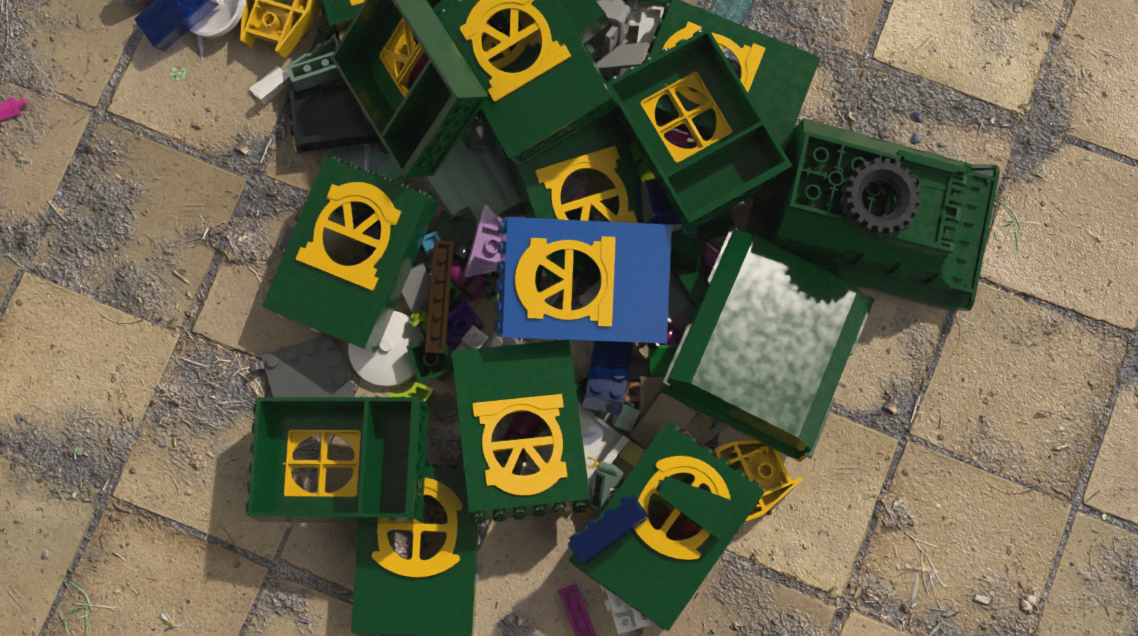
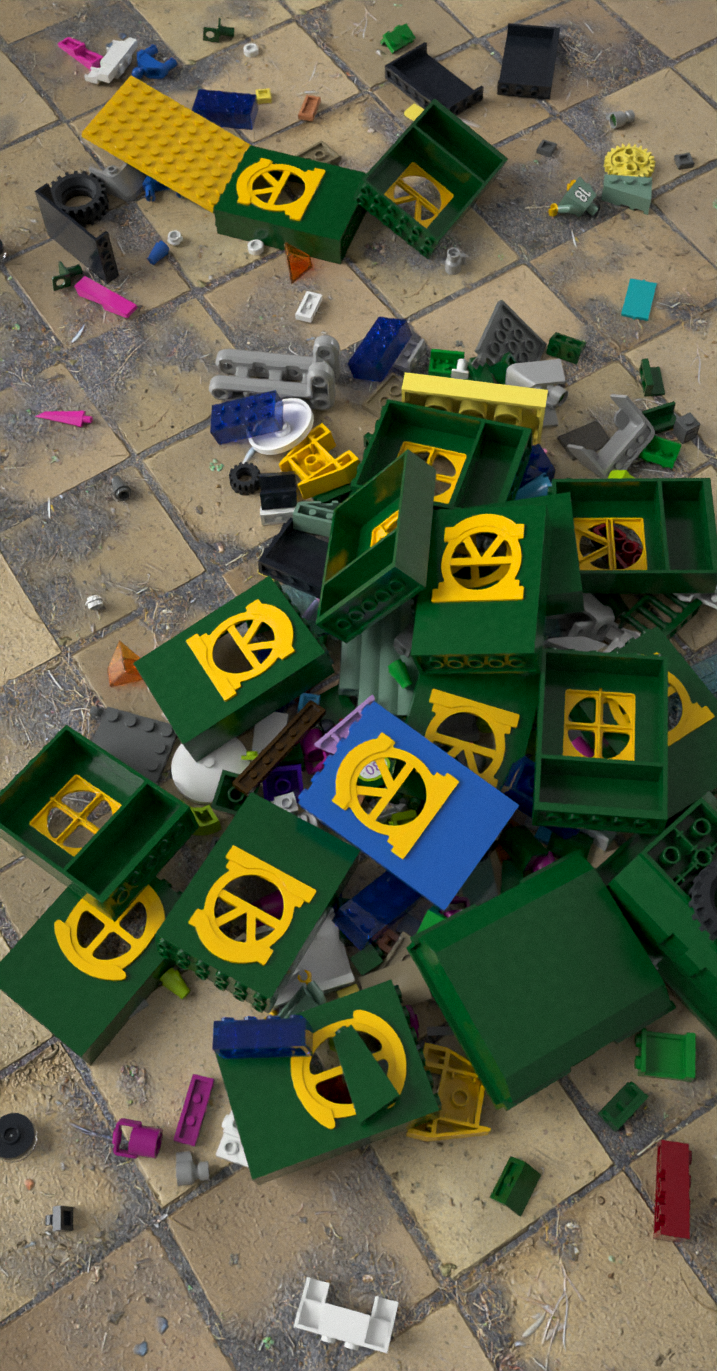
camera: 40 degrees right, 15 degrees down
(111, 152) = (121, 489): none -> dark grey cone
(174, 272) = (94, 602): none -> white plate
(218, 81) = (244, 470): none -> black tyre
(247, 311) = (121, 667): none -> clear orange slope
(258, 65) = (278, 490): none -> black panel
(310, 39) = (338, 494): none -> dark green panel
(492, 170) = (400, 673): none -> green cone
(492, 535) = (174, 982): none -> lime cone
(577, 288) = (402, 818): none -> lime bracket
(842, 503) = (515, 1185): none -> dark green panel
(879, 395) = (622, 1105): none -> dark green hinge
(887, 338) = (665, 1055): none -> green panel
(951, 432) = (672, 1192): none -> dark red wedge

